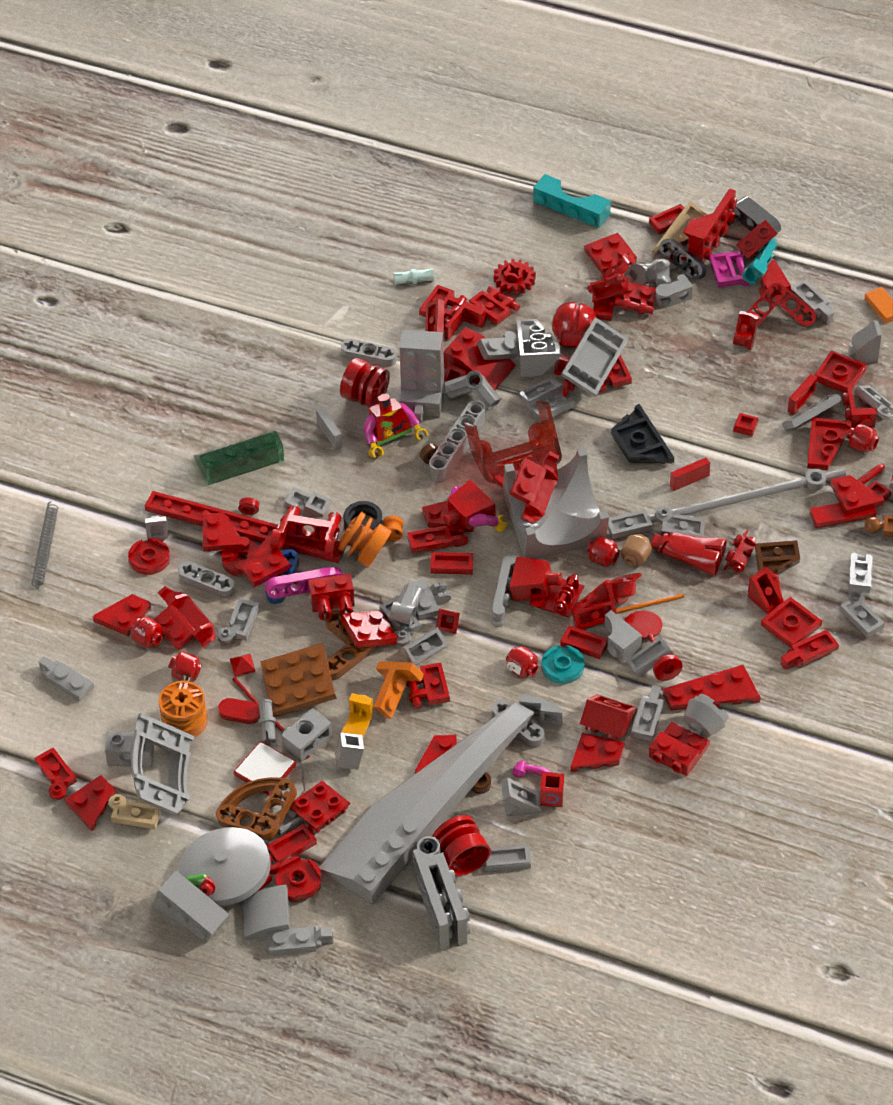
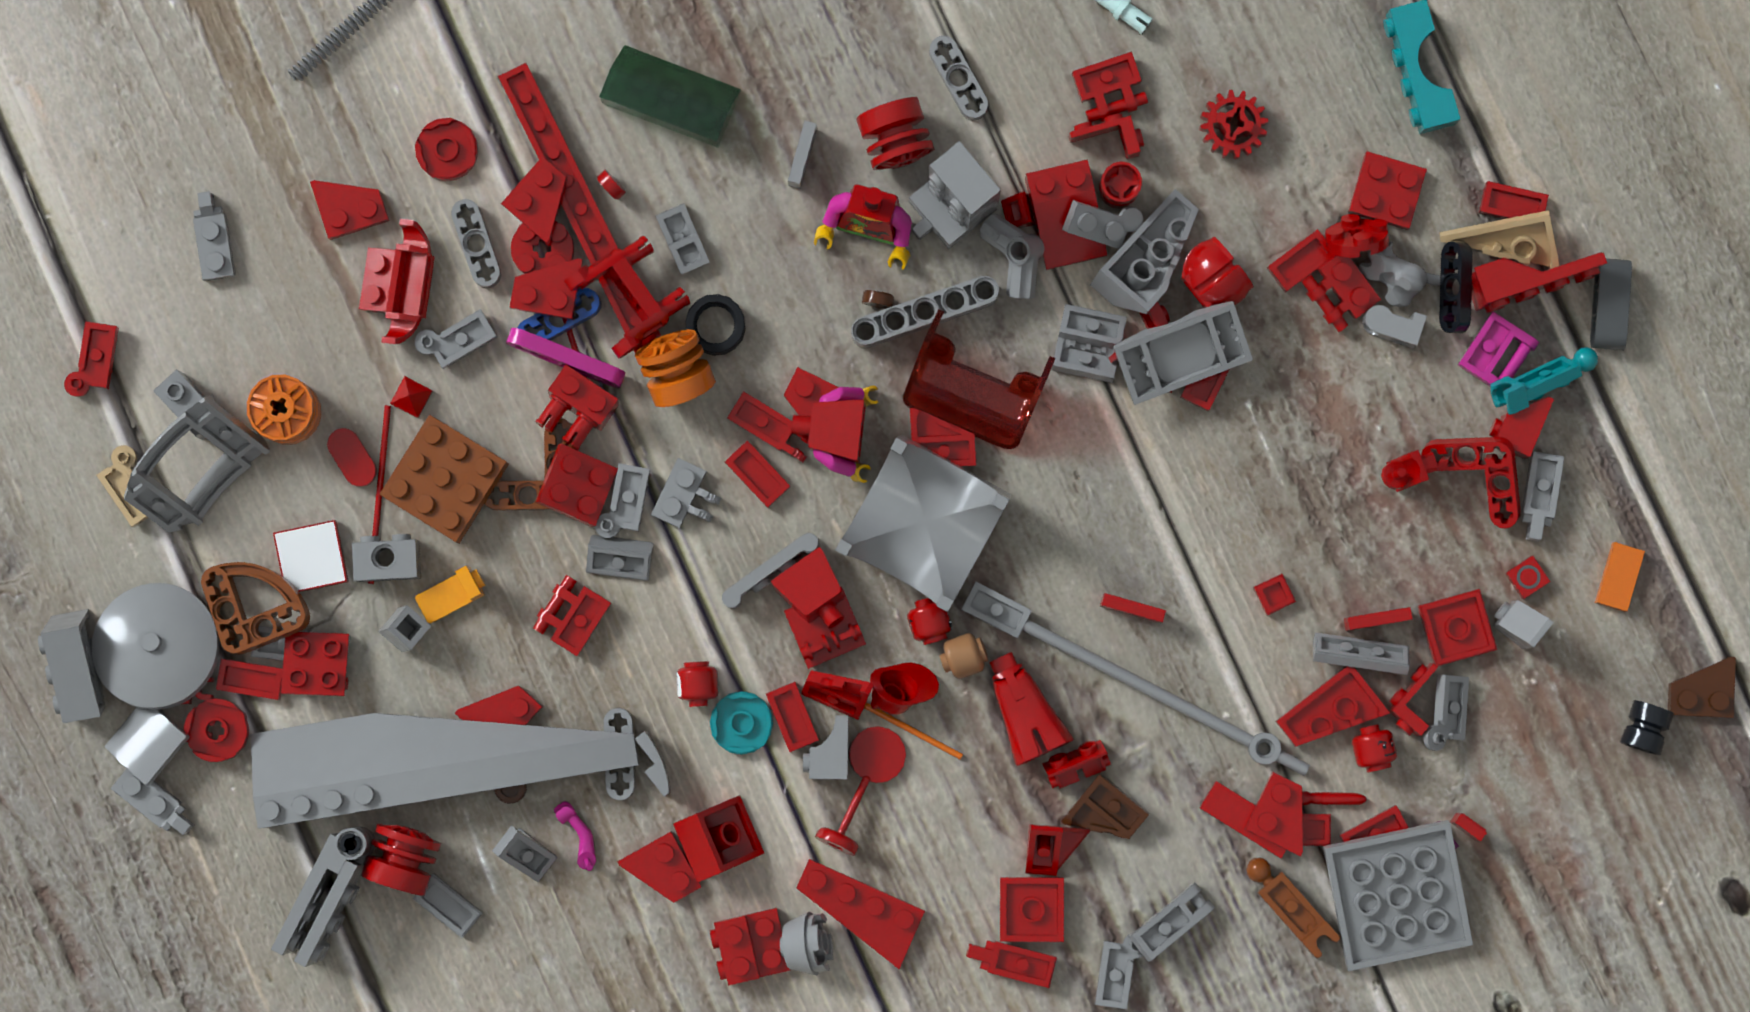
camera: 45 degrees right, 35 degrees up
(91, 801) = (101, 429): red wing -> none
(146, 632) = (342, 262): red head -> none
(156, 527) = (484, 120): light grey tile -> none
(185, 666) = (342, 348): red head -> none
(204, 882) = (105, 654): arm -> none
(267, 721) = (362, 503): light grey pin -> none
(394, 524) = (735, 368): orange wheel -> none
(396, 677) = (530, 588): orange bracket -> none
(405, 608) = (632, 501): light grey piece -> none
(435, 316) = (1062, 117): red hinge -> none
(447, 621) = (674, 551): red slope -> none
(491, 325) = (1120, 185): none -> red wheel
(495, 310) = (1160, 143): red plate -> none
(535, 486) = (914, 487): red plate -> none
(552, 789) = (562, 878): red brick -> none
(616, 285) = (1313, 258): red hinge -> none
(640, 439) = (1131, 503): black wing -> none
(645, 658) = (833, 810): light grey tile -> none
(648, 715) = (759, 878): light grey hinge -> none
(679, 523) = (1047, 668): light grey hinge -> none
(756, 239) = (1568, 347): red hinge -> none
(844, 333) = (1527, 577): none -> red tile

